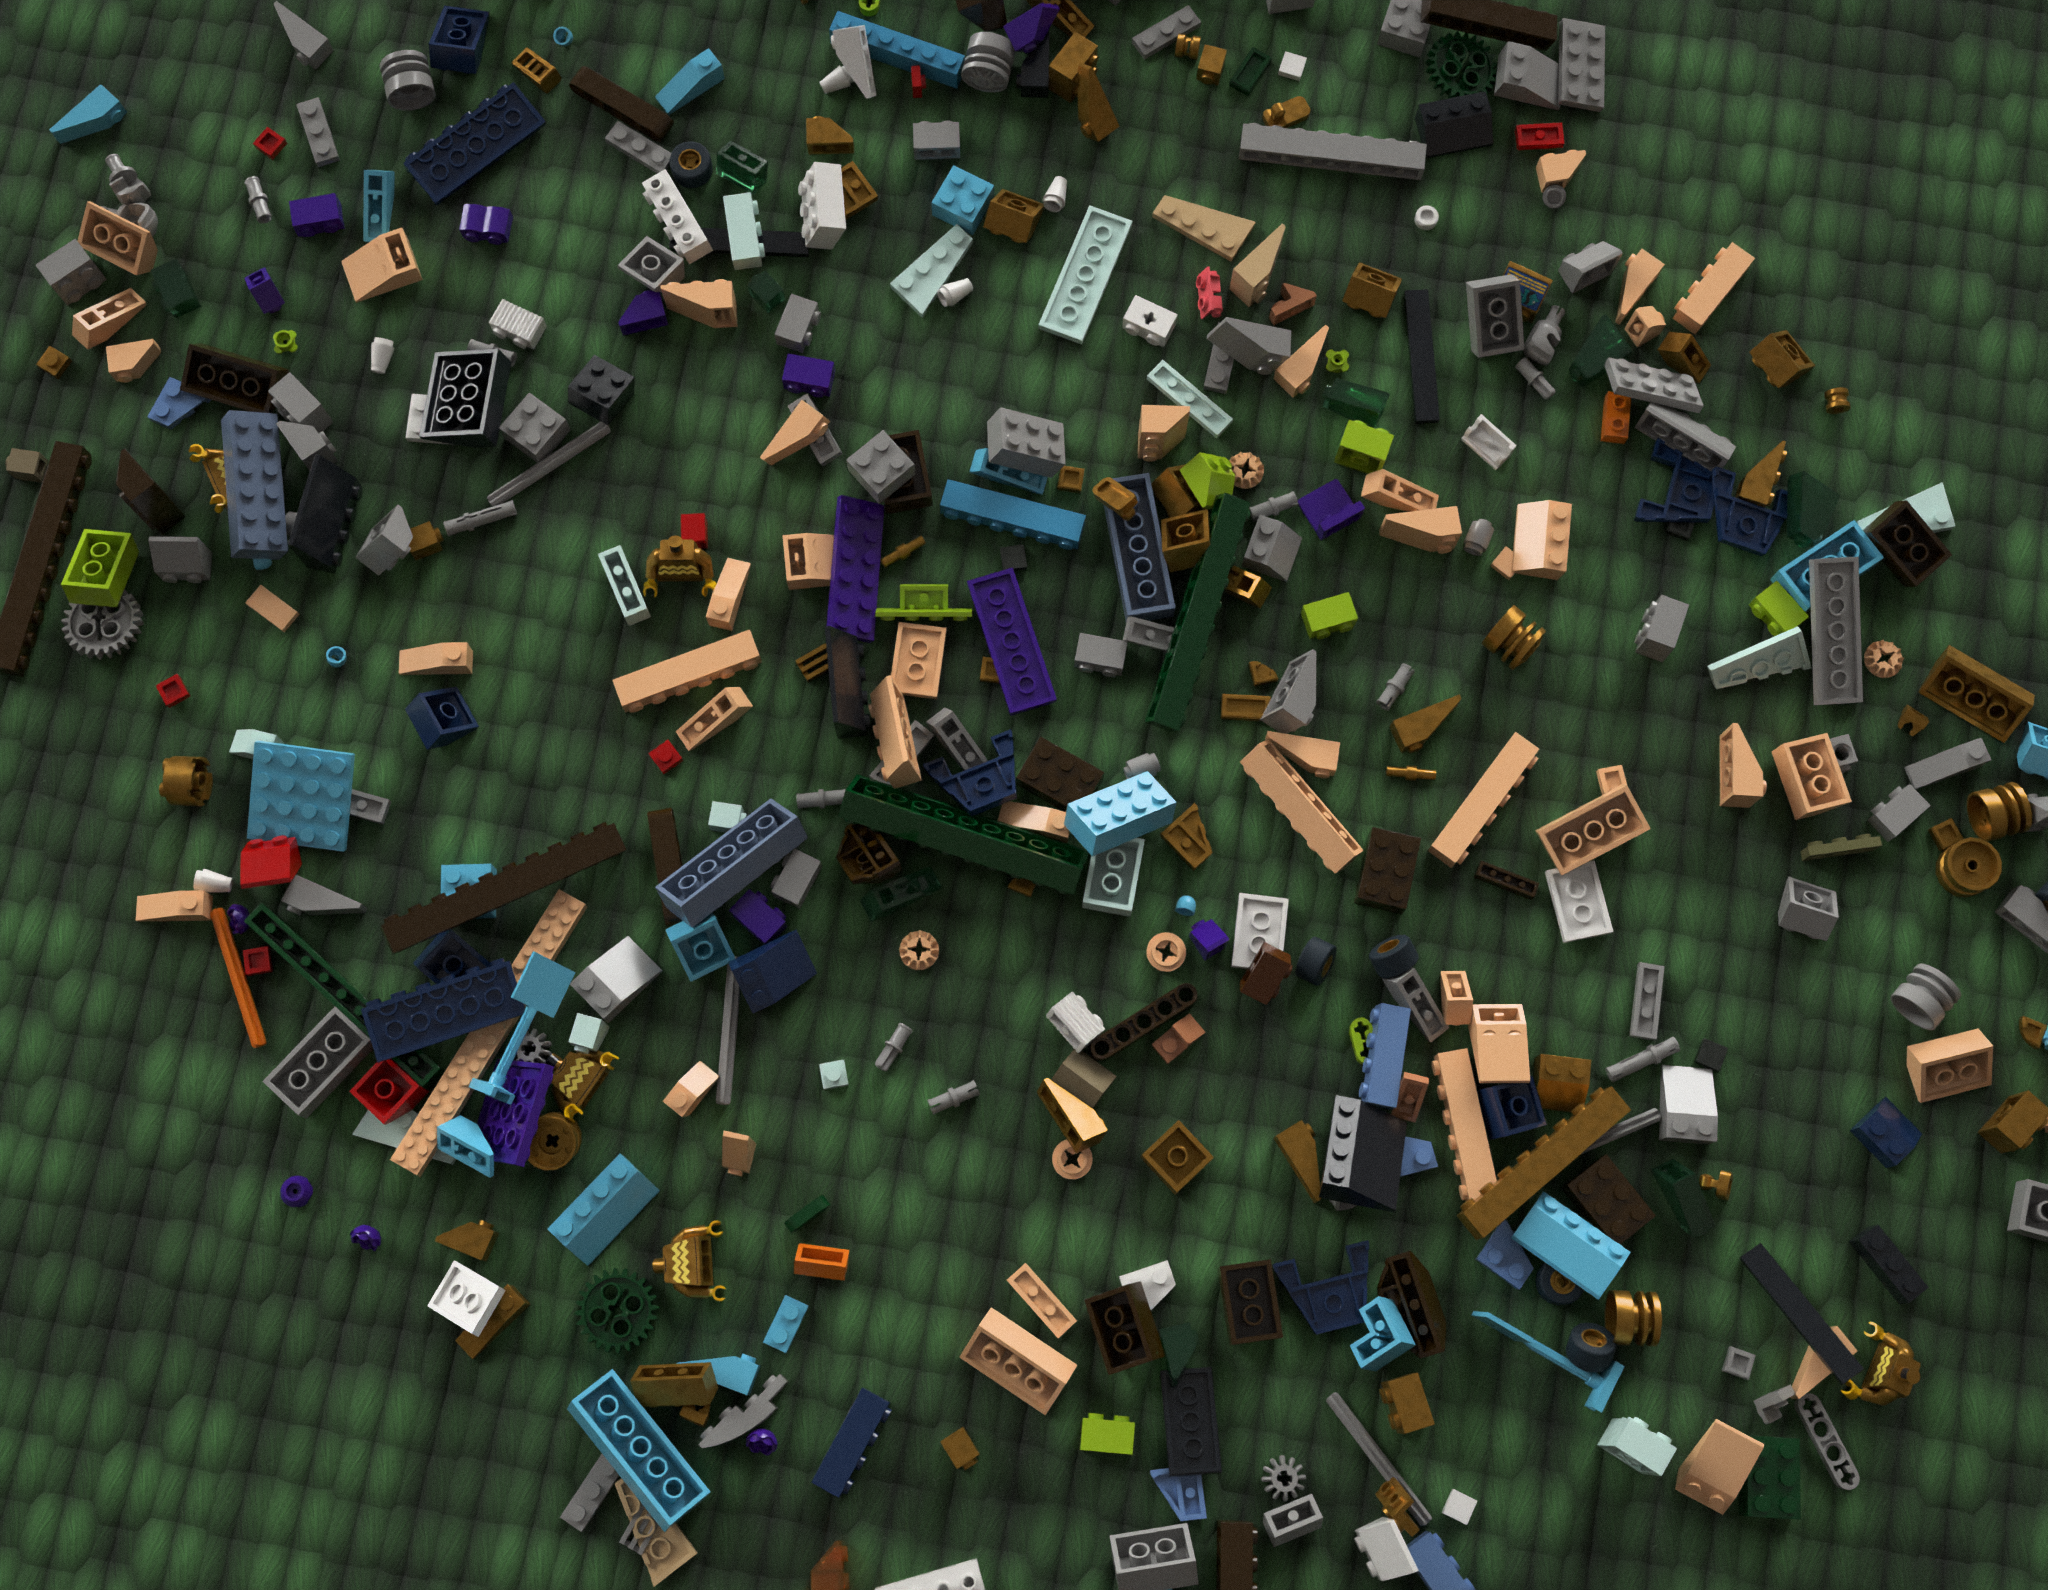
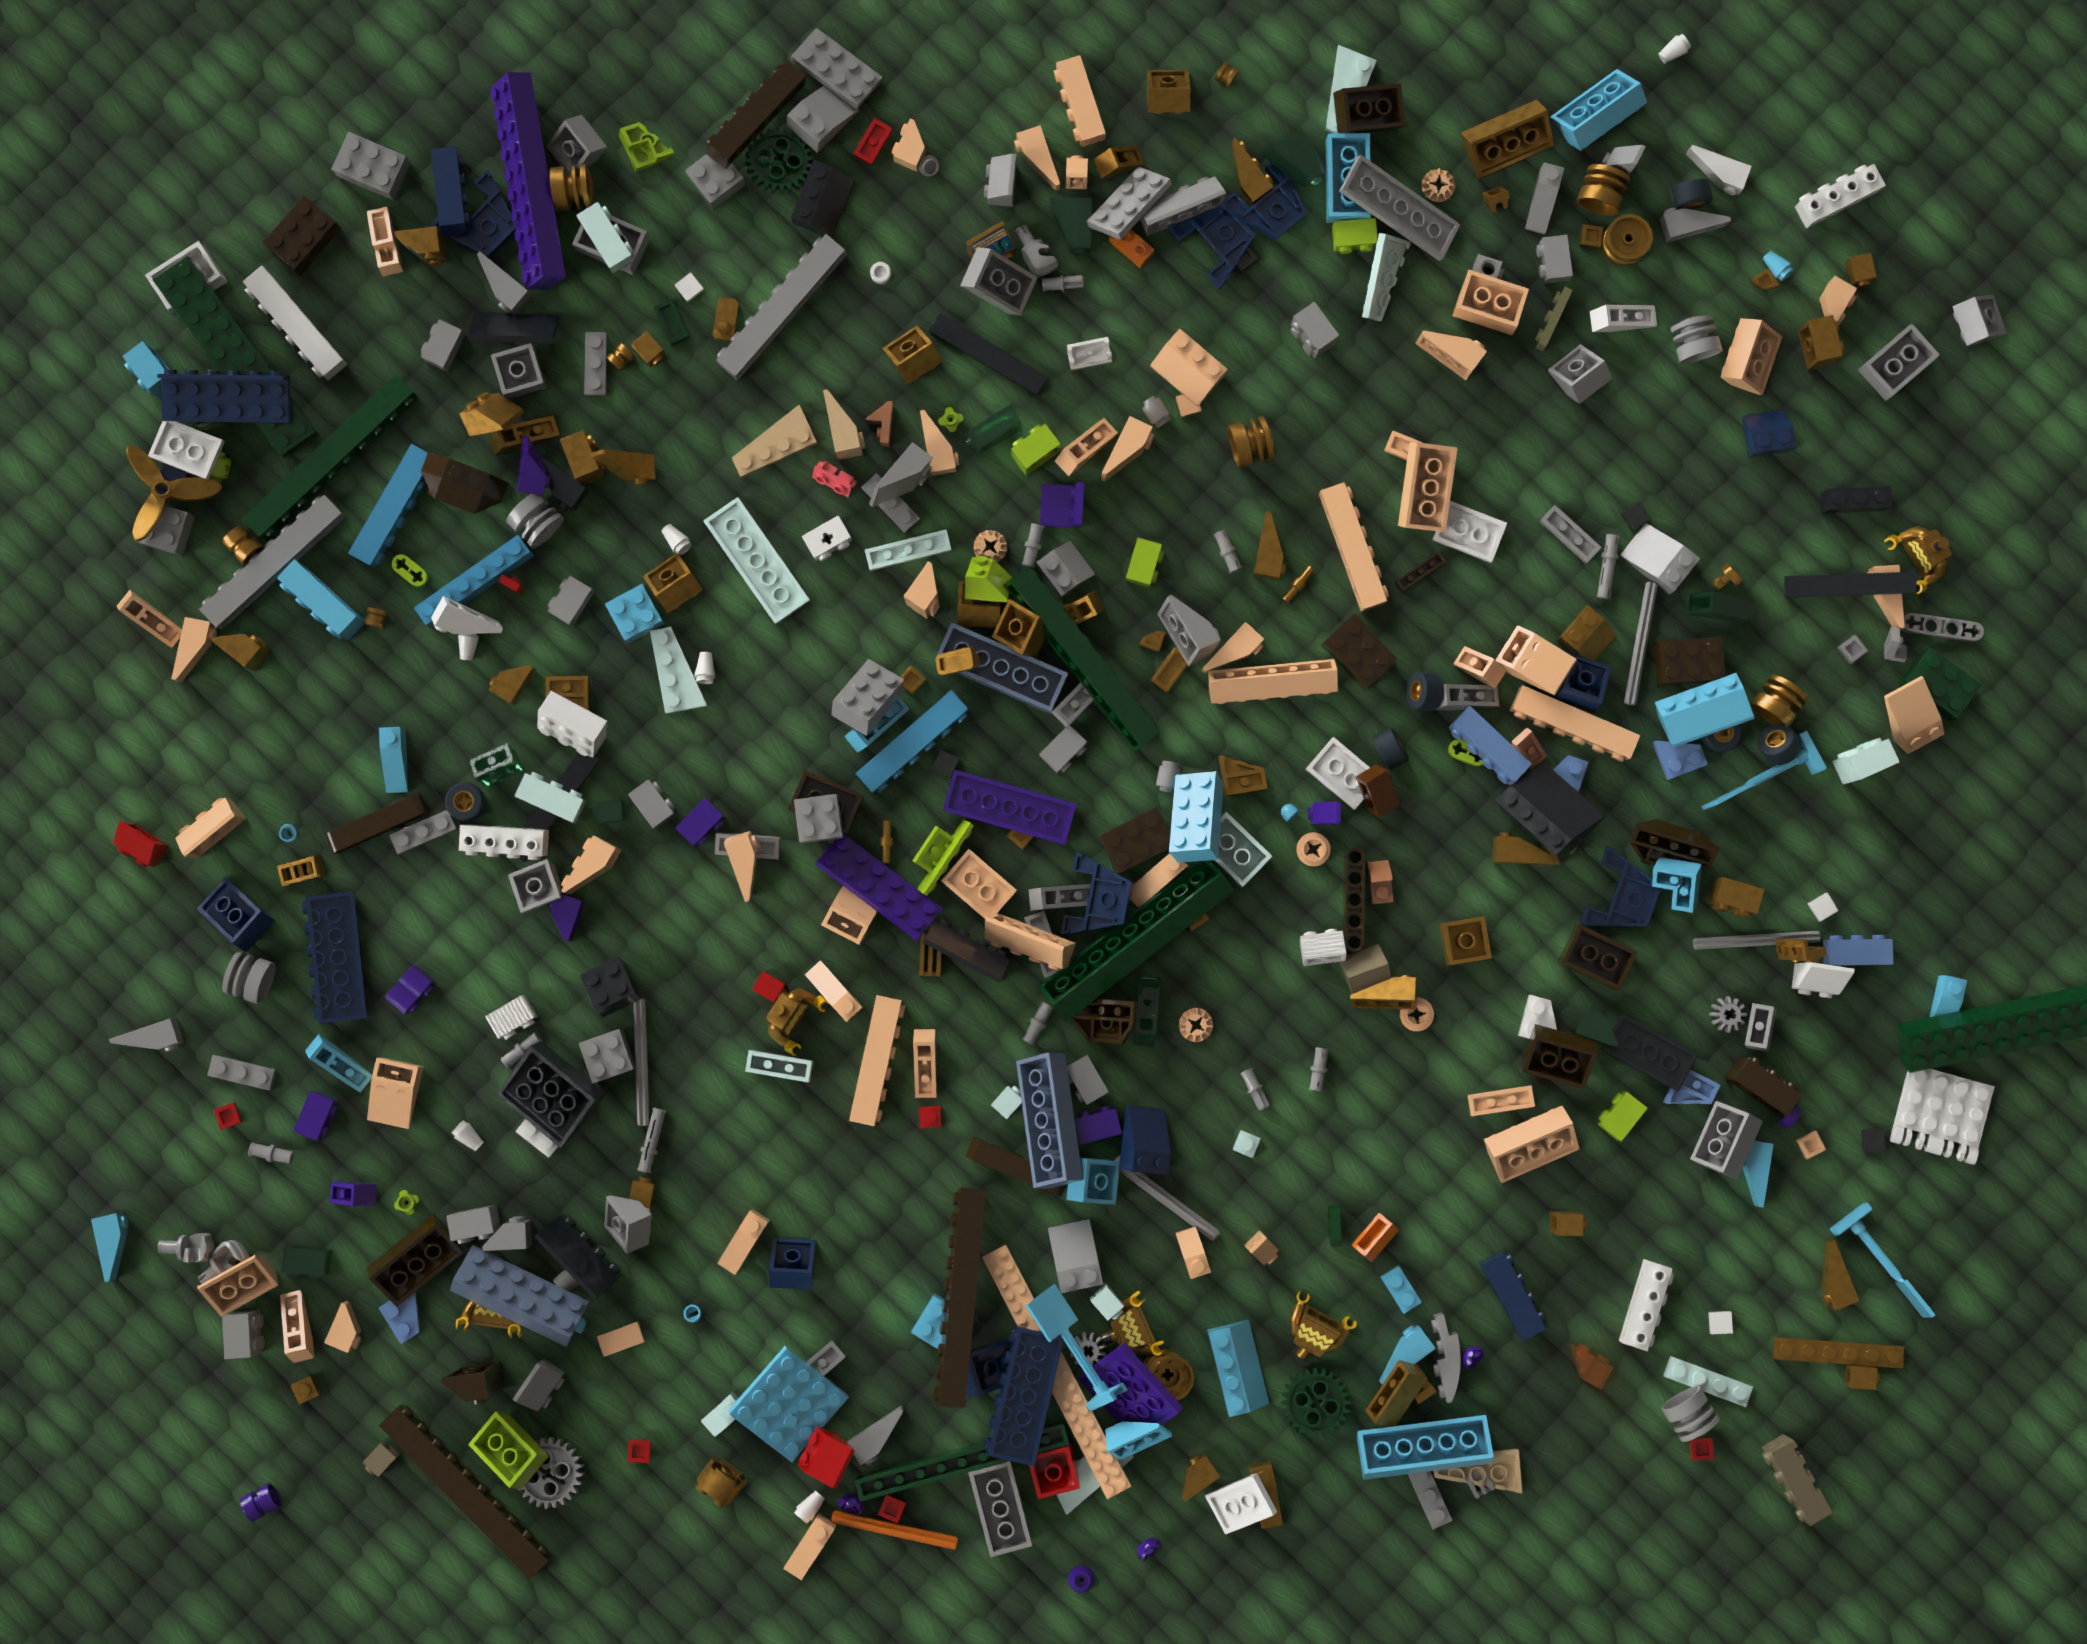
camera: 55 degrees left, 10 degrees up
(1543, 1162) = (1637, 688): pearl gold brick -> none
(1891, 913) = (1622, 317): none -> white slope

